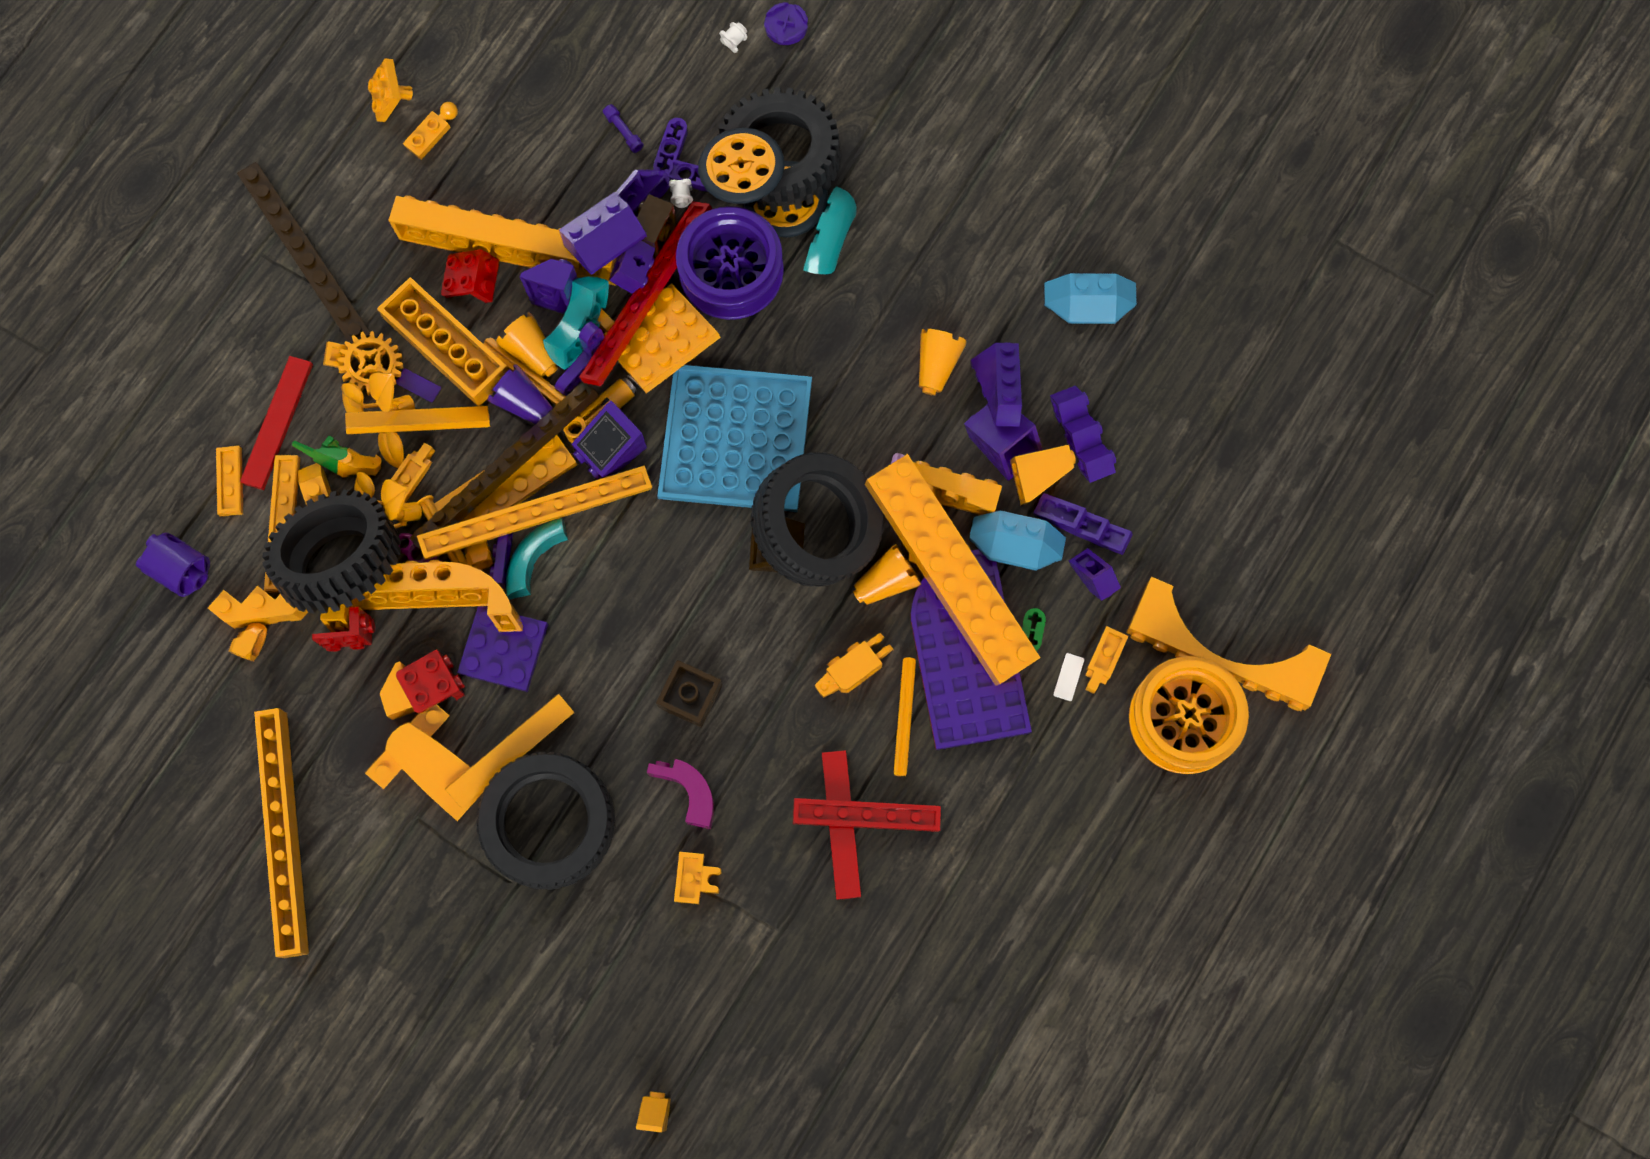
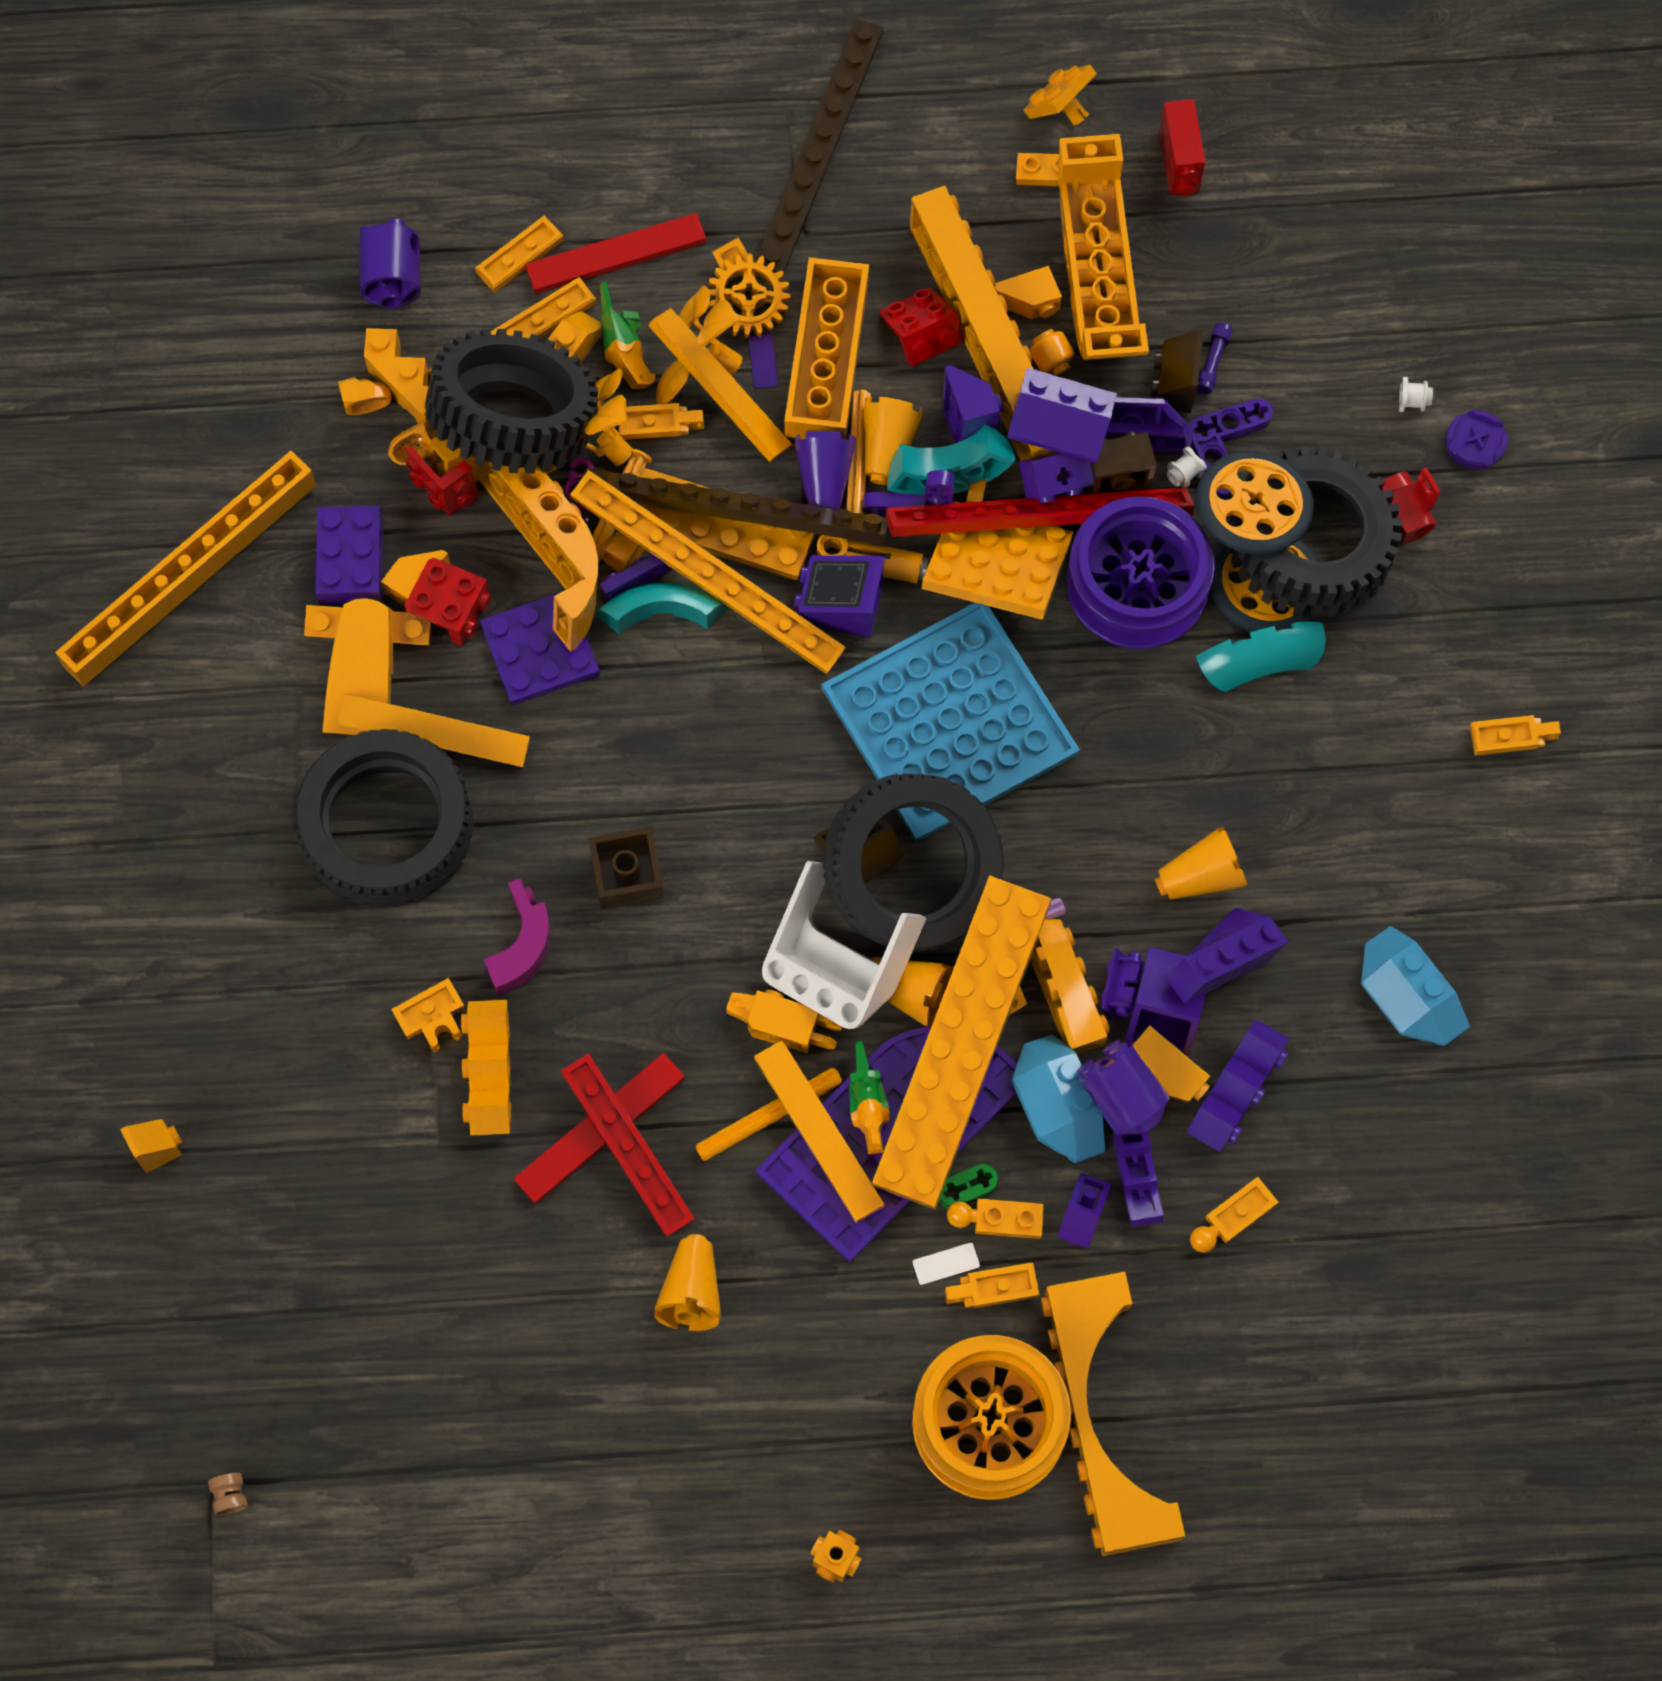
camera: 50 degrees right, 5 degrees down
(306, 626) = (417, 437): none -> rock
(352, 724) = (349, 554): none -> dark purple brick
(477, 48) = (1182, 147): none -> red brick
(502, 198) = (1031, 294): none -> light orange slope
(508, 142) = (1098, 249): none -> light orange slope
(548, 213) = (1052, 352): none -> light orange head
(618, 151) = (1178, 370): none -> dark brown slope
(755, 867) = (487, 1067): none -> light orange brick
(801, 79) = (1414, 502): none -> red piece
(846, 619) = (828, 973): none -> white windscreen
(940, 694) = (819, 1131): none -> light orange tile
(944, 652) = (868, 1101): none -> animal
(978, 462) = (1117, 997): none -> dark purple hinge
(979, 134) = (1512, 734): none -> light orange hinge
(982, 837) = (690, 1287): none -> light orange cone
(1045, 497) = (1124, 1089): none -> dark purple cylinder
(1064, 626) = (999, 1218): none -> light orange plate
(1157, 492) = (1234, 1216): none -> light orange plate
(1200, 871) = (836, 1569): none -> light orange brick

